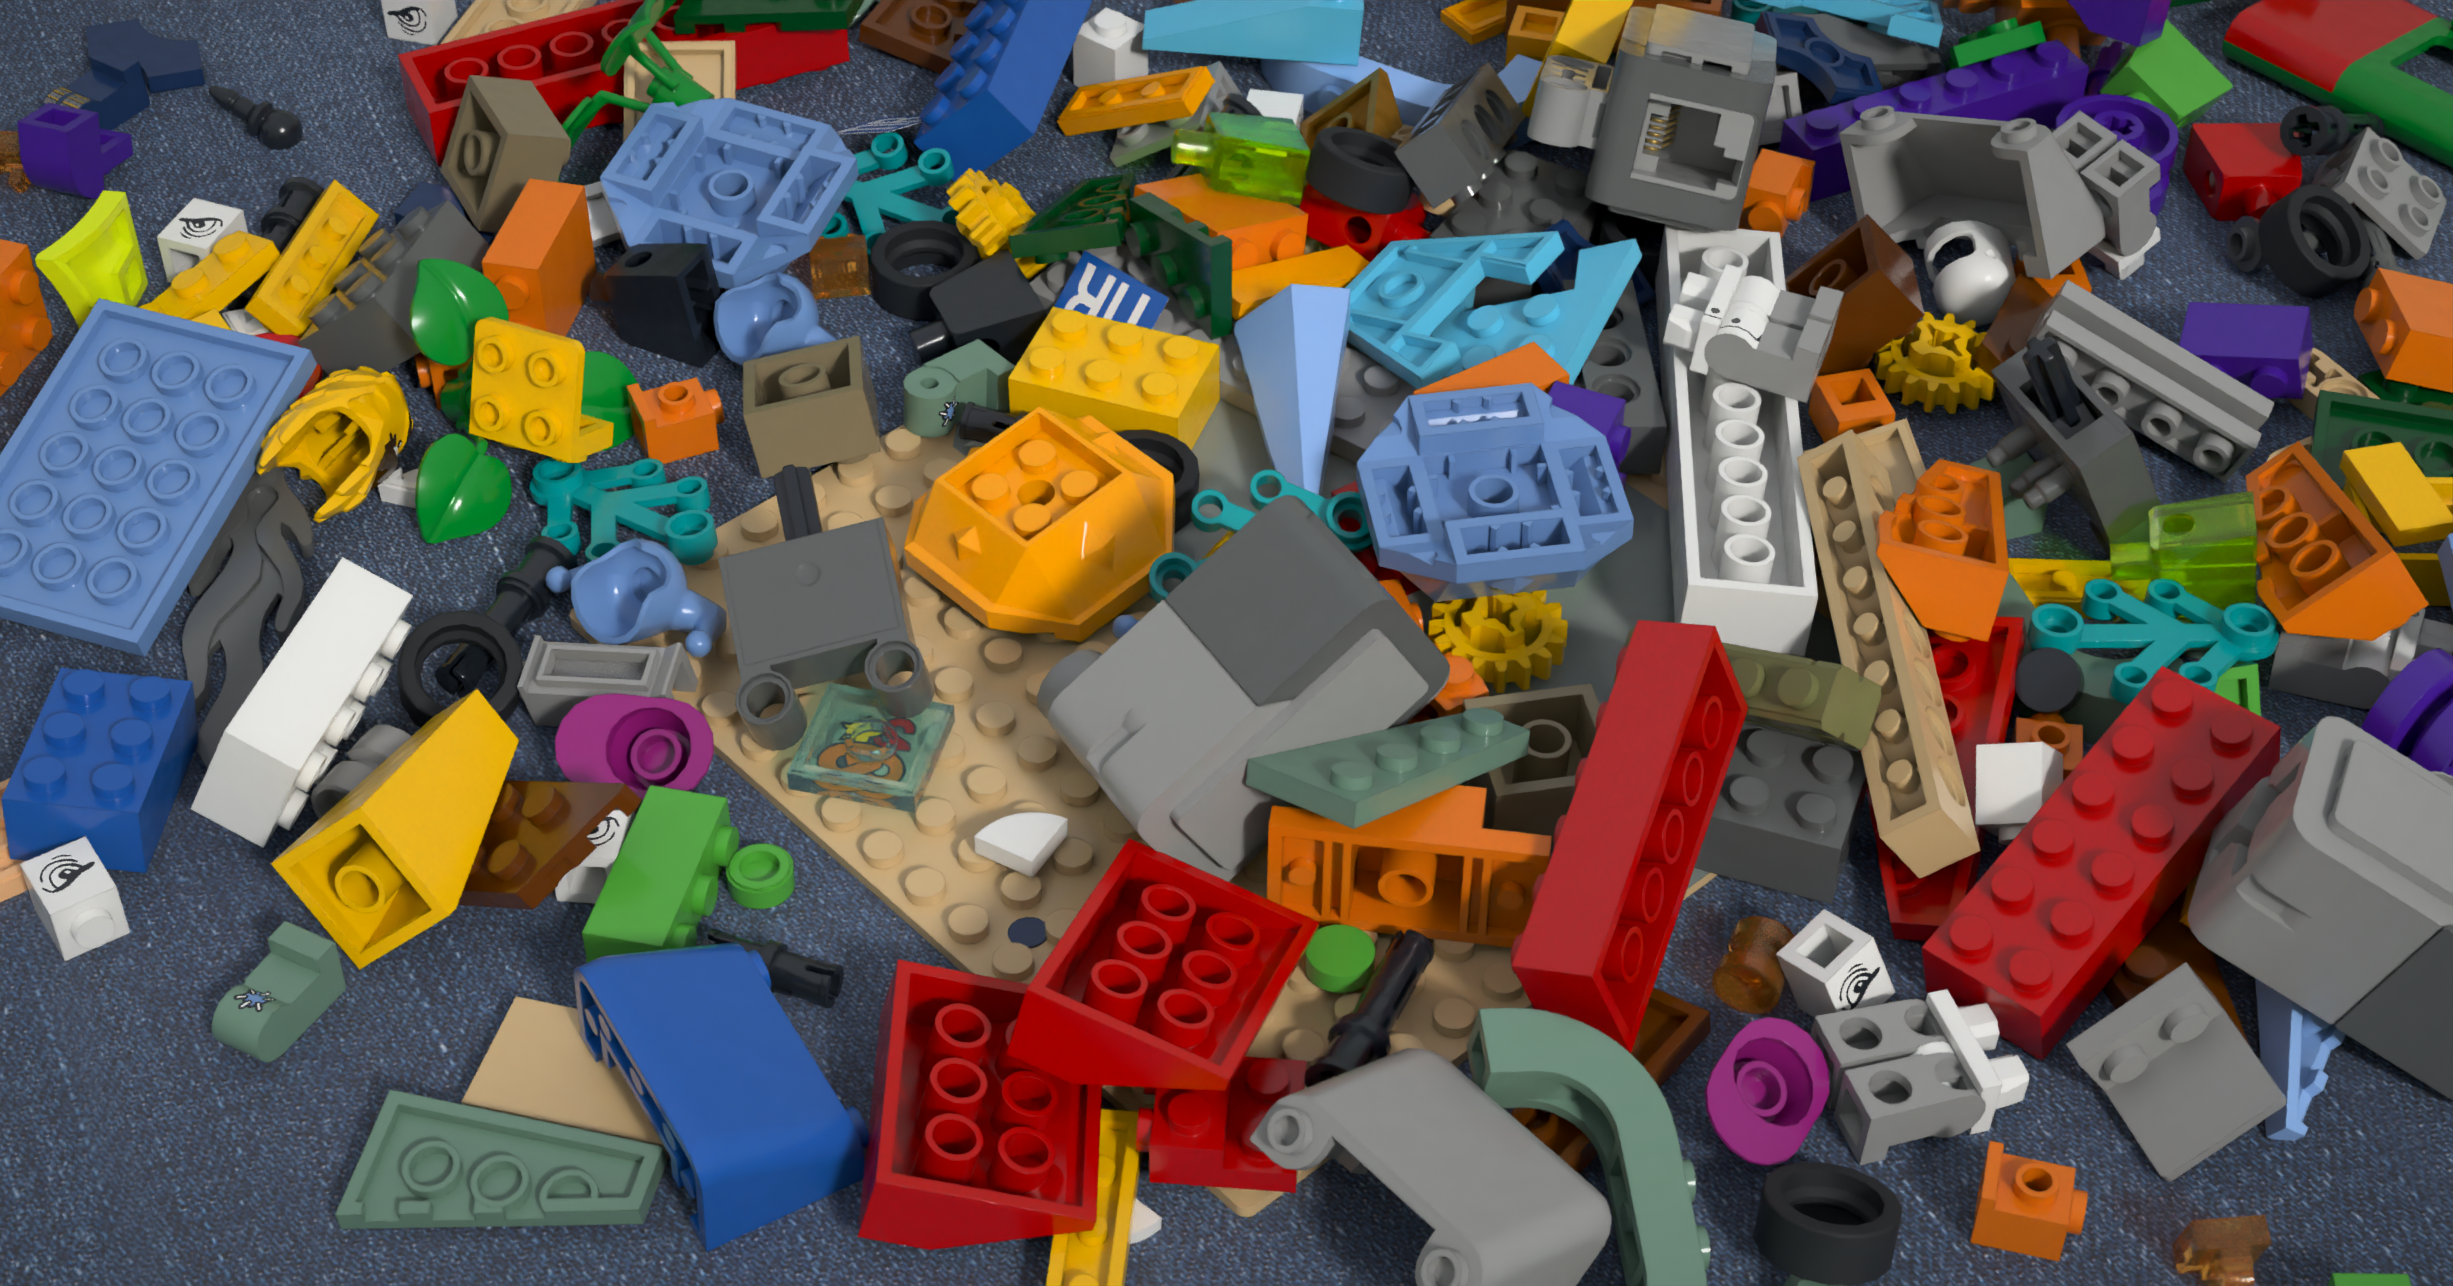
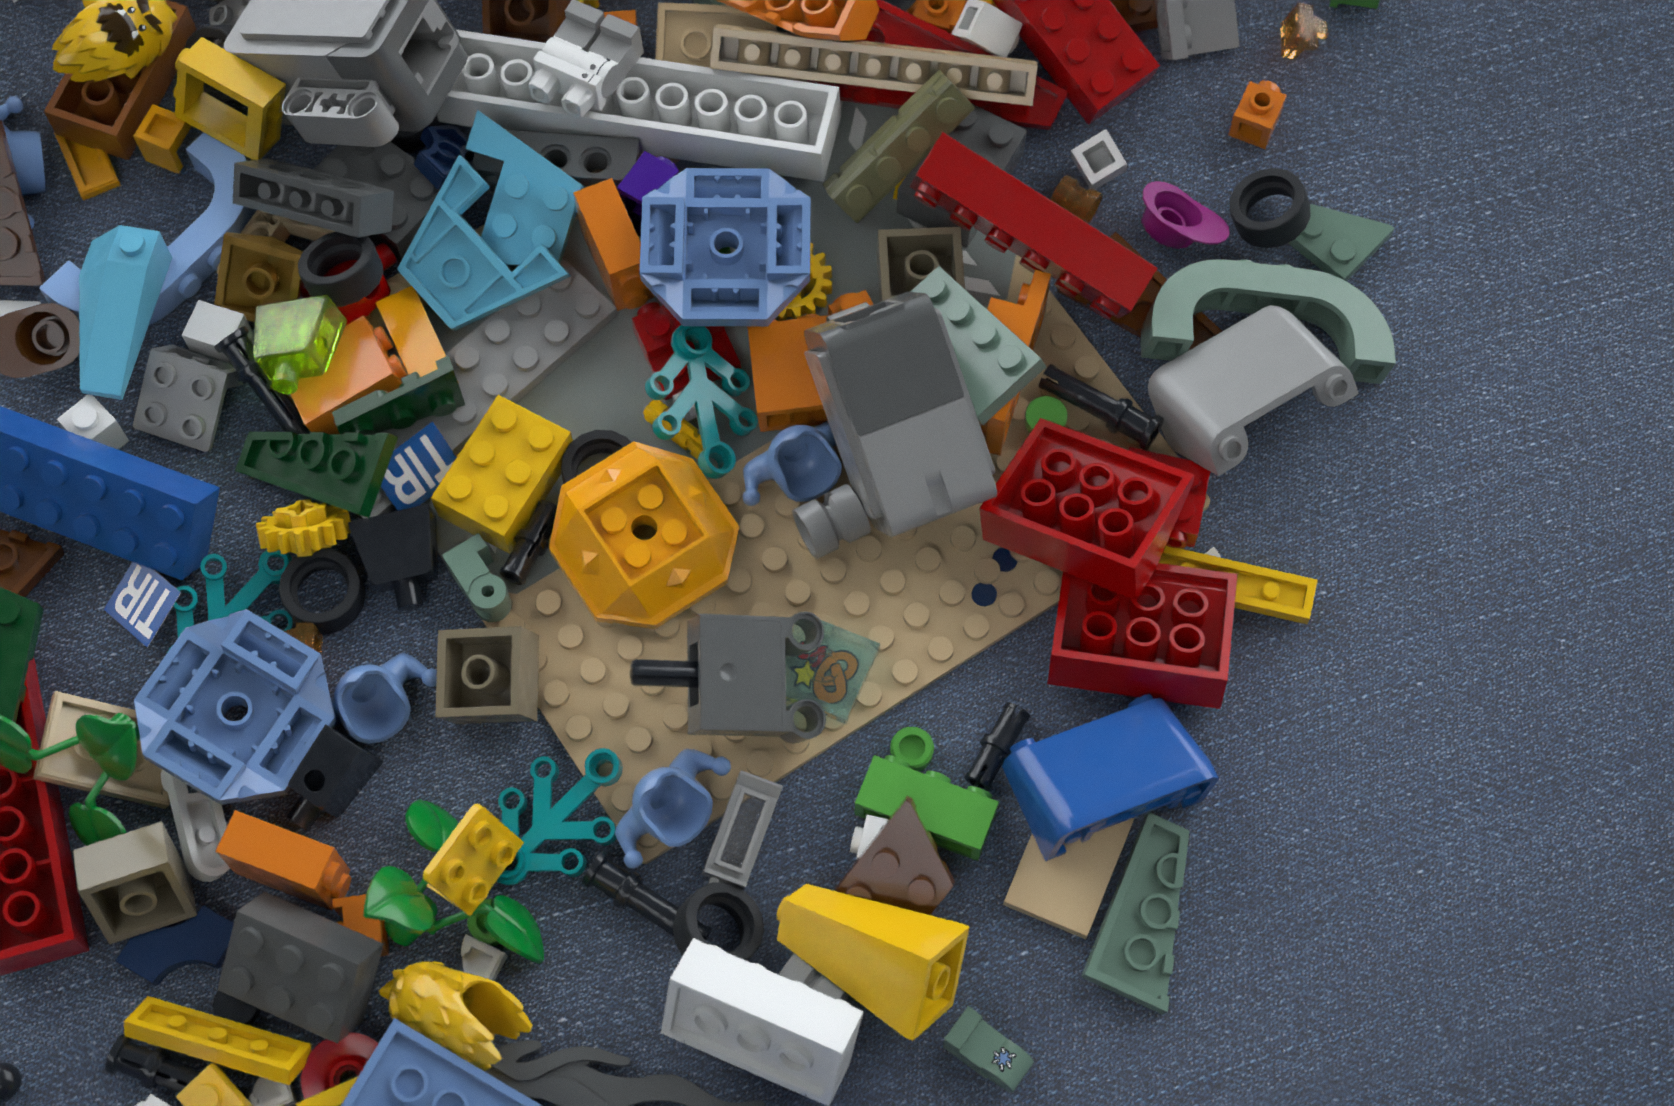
camera: 80 degrees left, 25 degrees up
(635, 743) = (814, 811): magenta piece -> none
(675, 419) = (462, 790): orange brick -> none
(1022, 840) = (924, 583): white tile -> none
(1136, 101) = (175, 411): light orange tile -> none
(1294, 367) = (523, 348): light blue wedge -> none
(1914, 1072) = (1165, 141): light grey hips -> none

